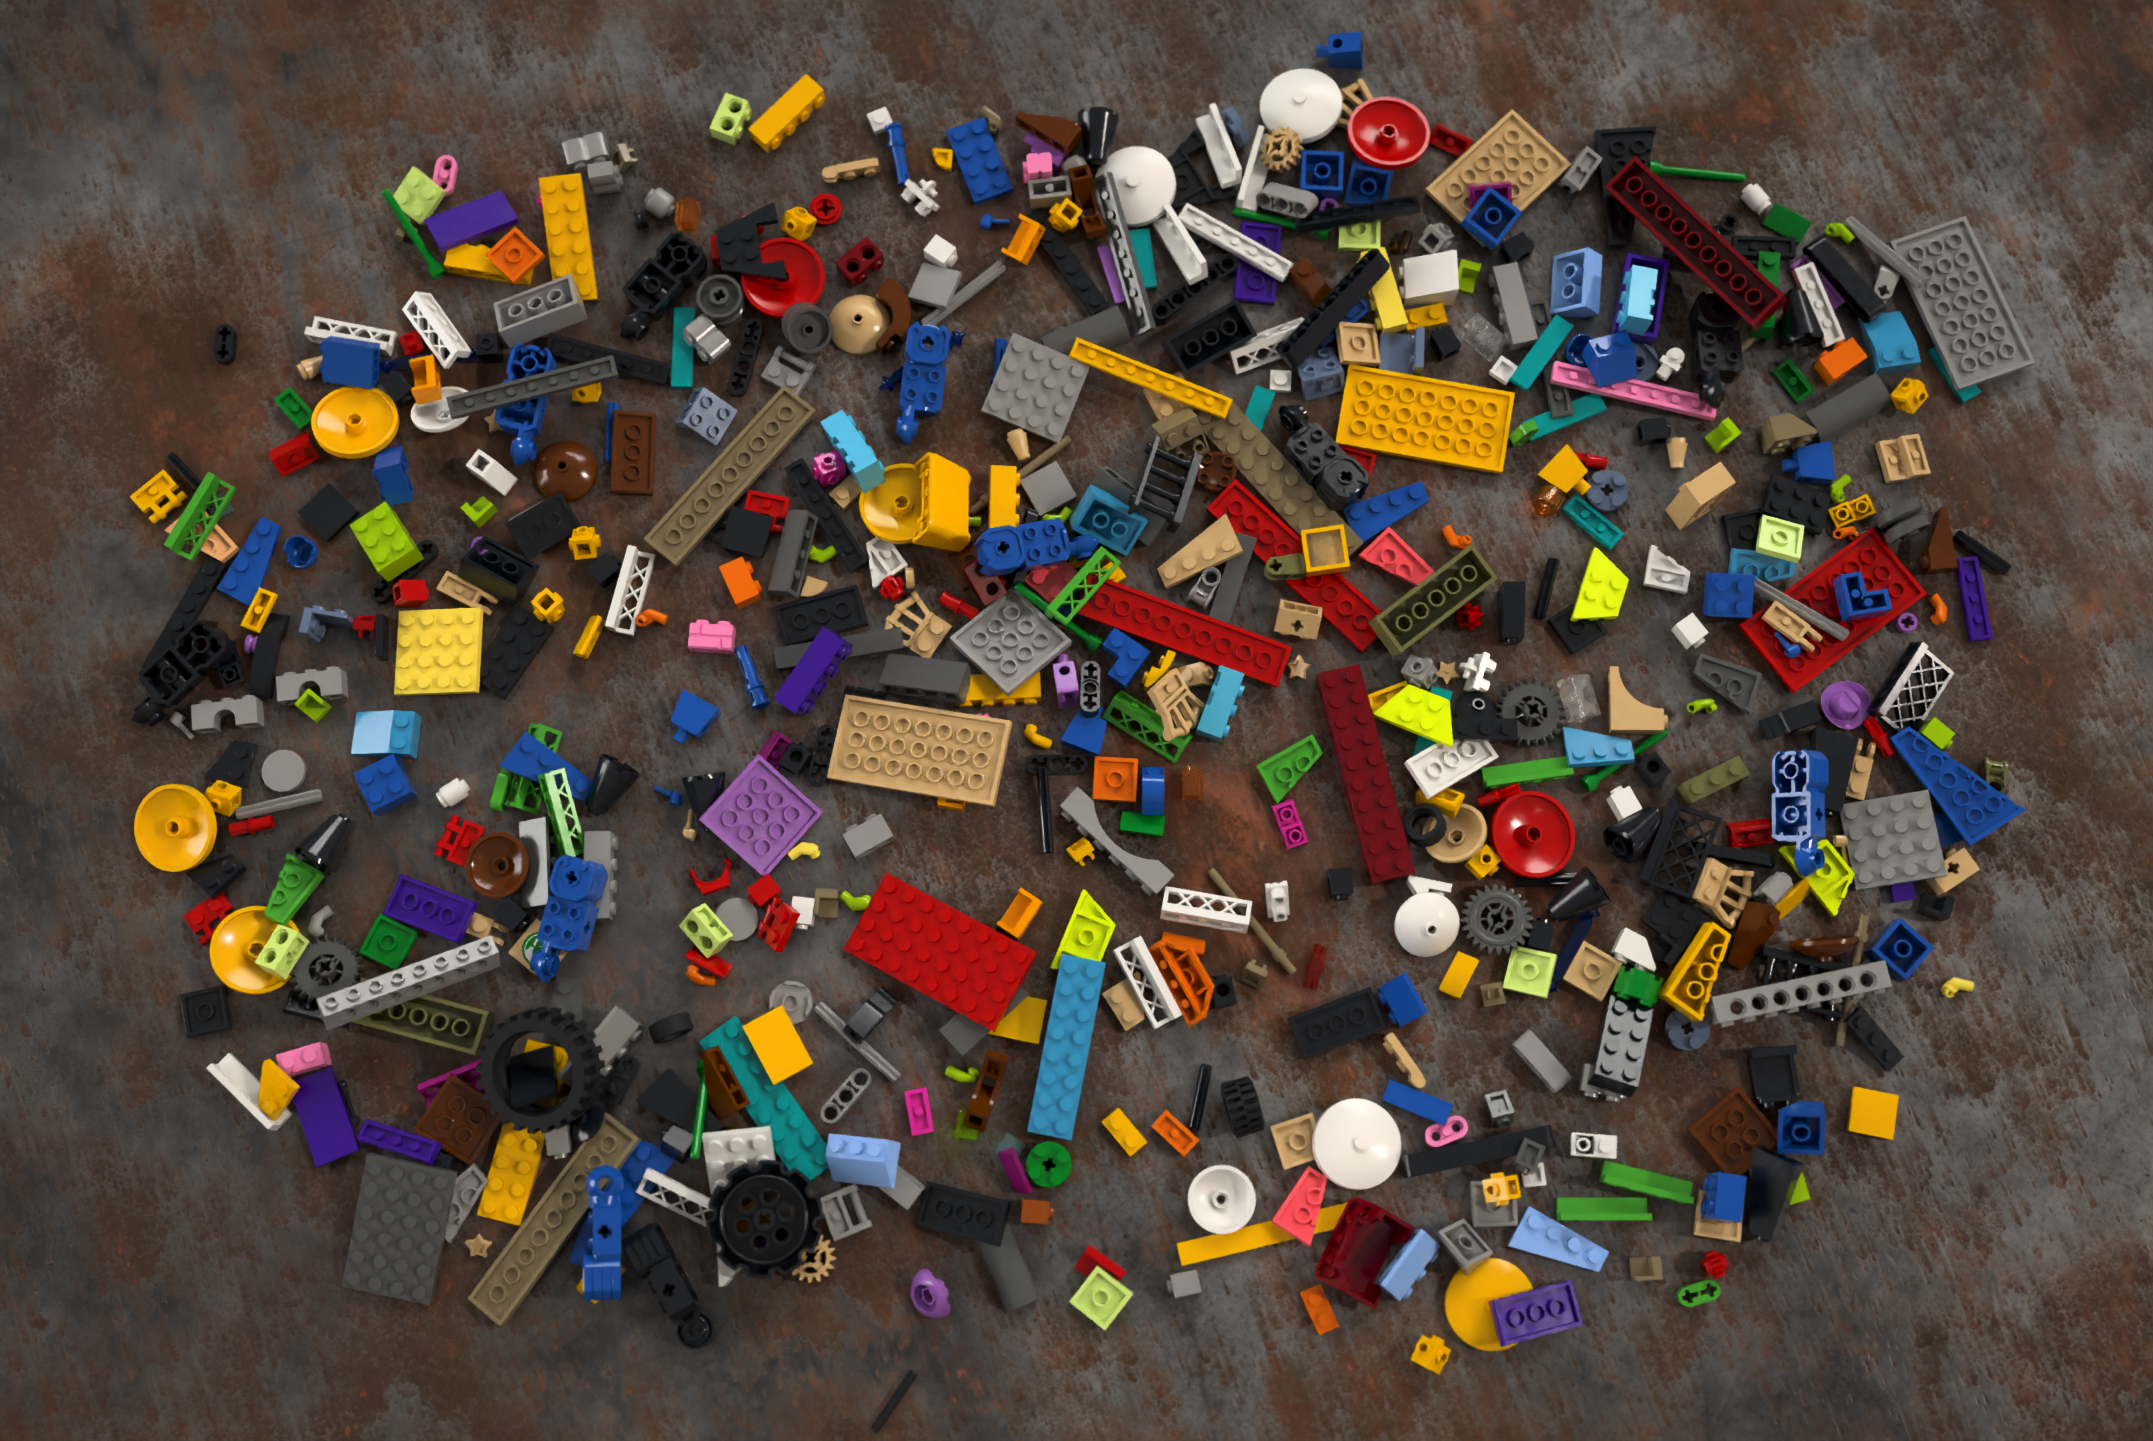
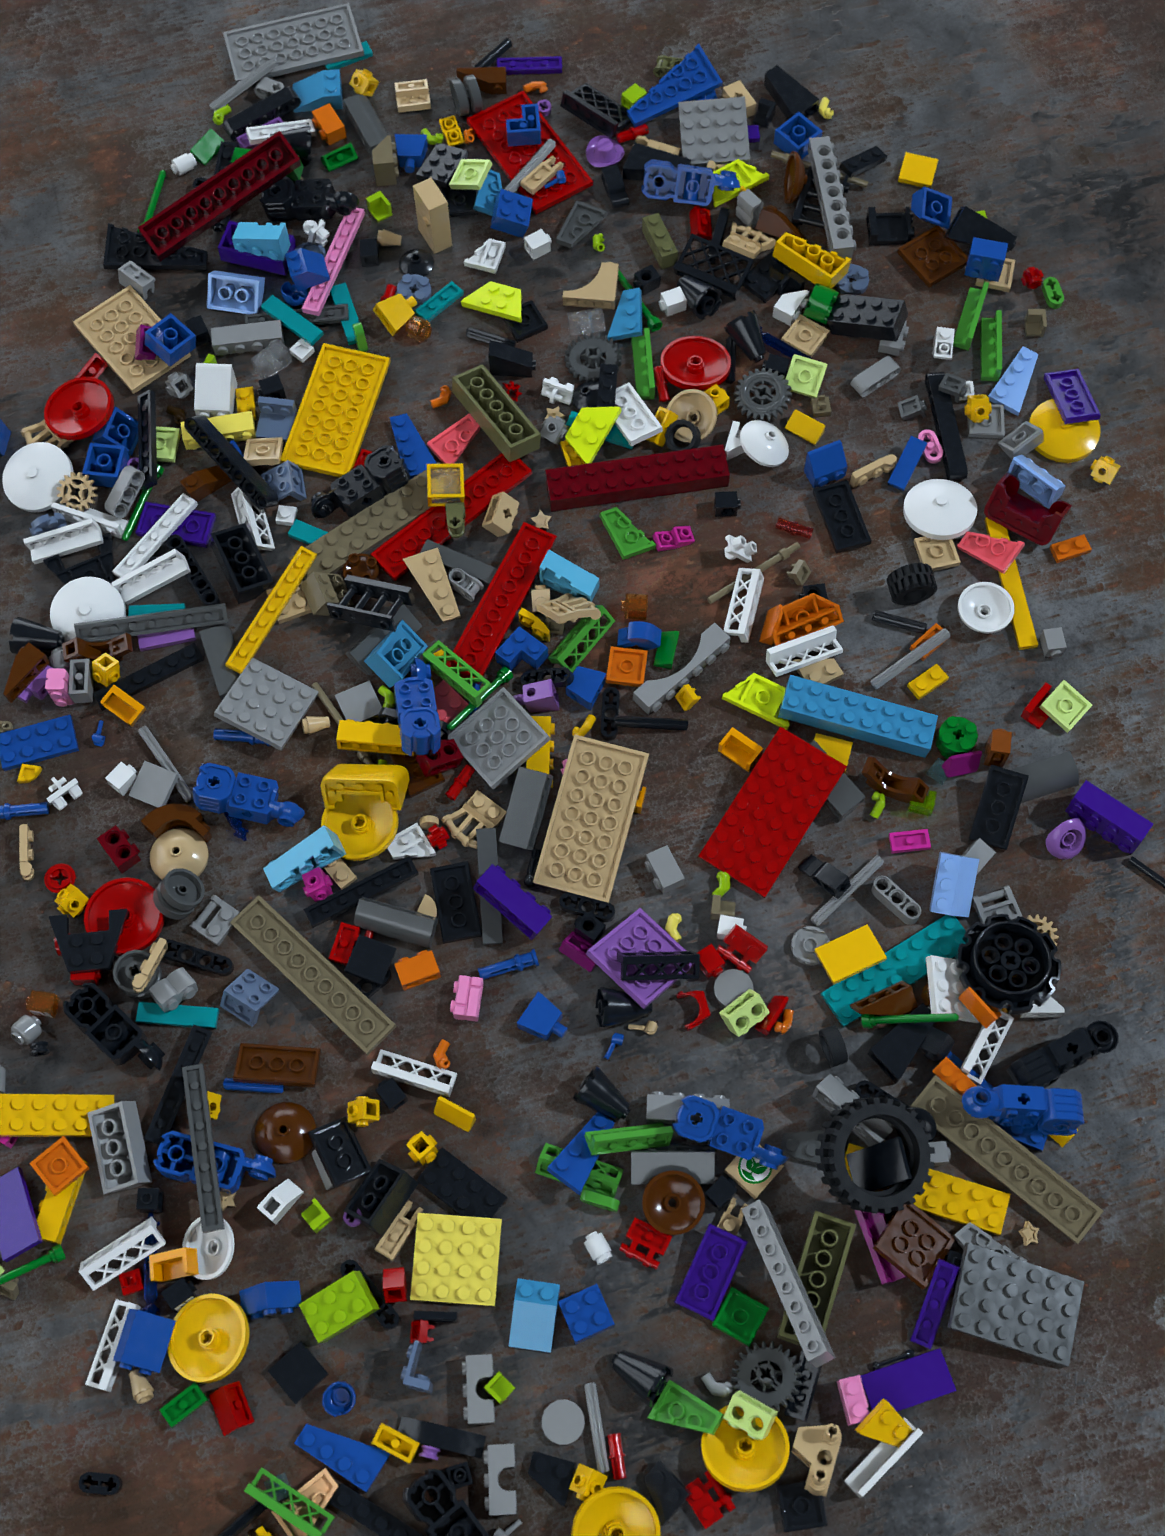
camera: 85 degrees left, 10 degrees down
(258, 1016) = (811, 1447): none -> tan piece
(639, 1160) = (953, 1076): none -> orange plate
(704, 1193) = (978, 1007): none -> orange panel
(720, 308) = (149, 966): none -> tan hinge
(753, 832) = (659, 958): none -> black fence
(821, 555) = (399, 898): lime arm -> none
(956, 1343) = (1108, 817): none -> dark purple brick
(1147, 1108) = (910, 658): none -> light grey axle
(1646, 499) = (416, 262): none -> black dish
(1965, 942) = (790, 94): none -> black slope

